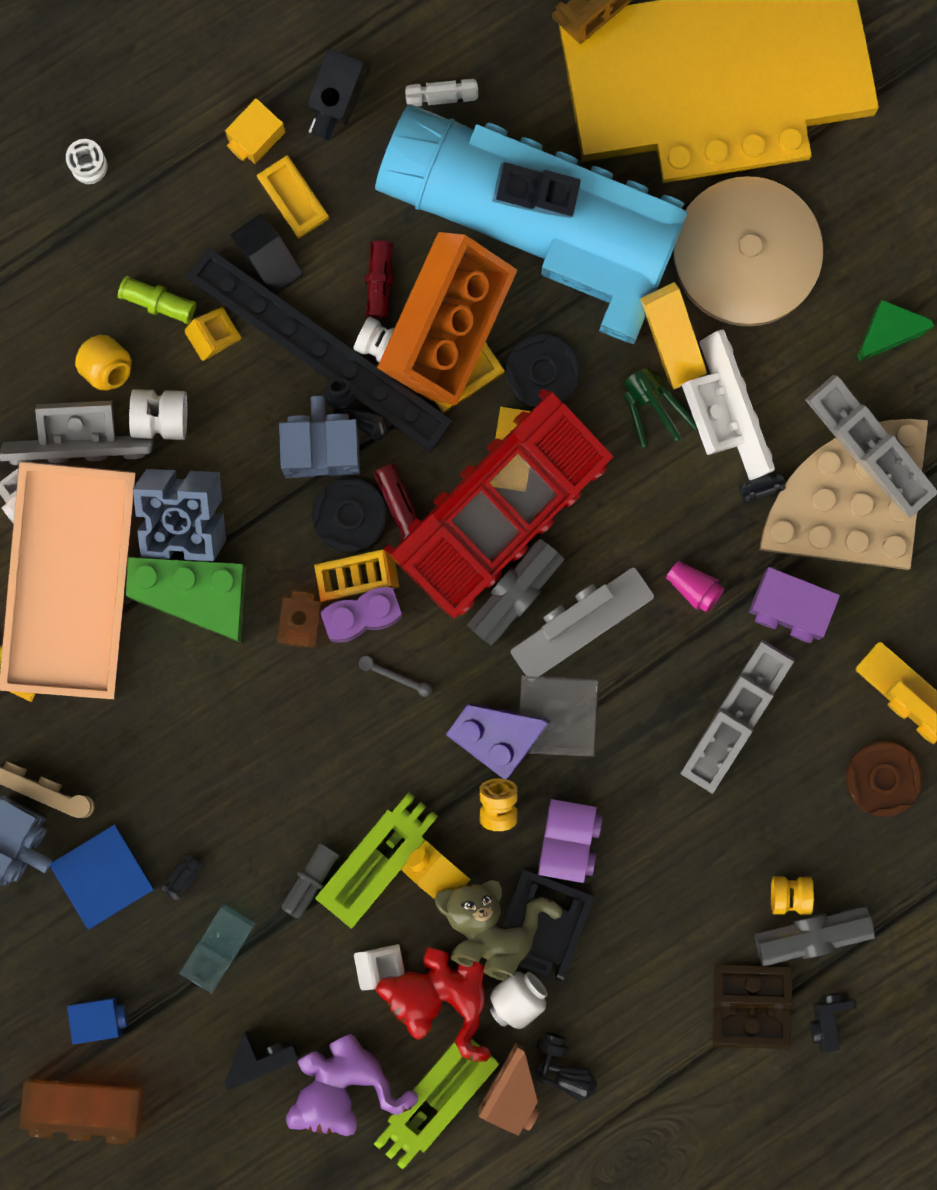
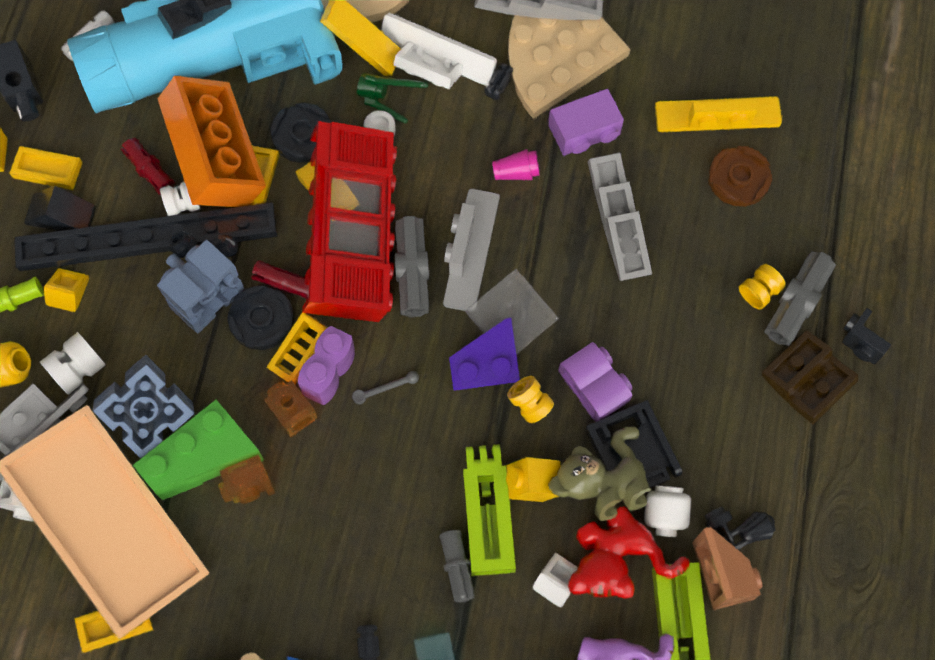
camera: 40 degrees left, 15 degrees down
(207, 651) = (245, 481): none -> clear orange brick
(615, 430) = (380, 120): none -> white tile

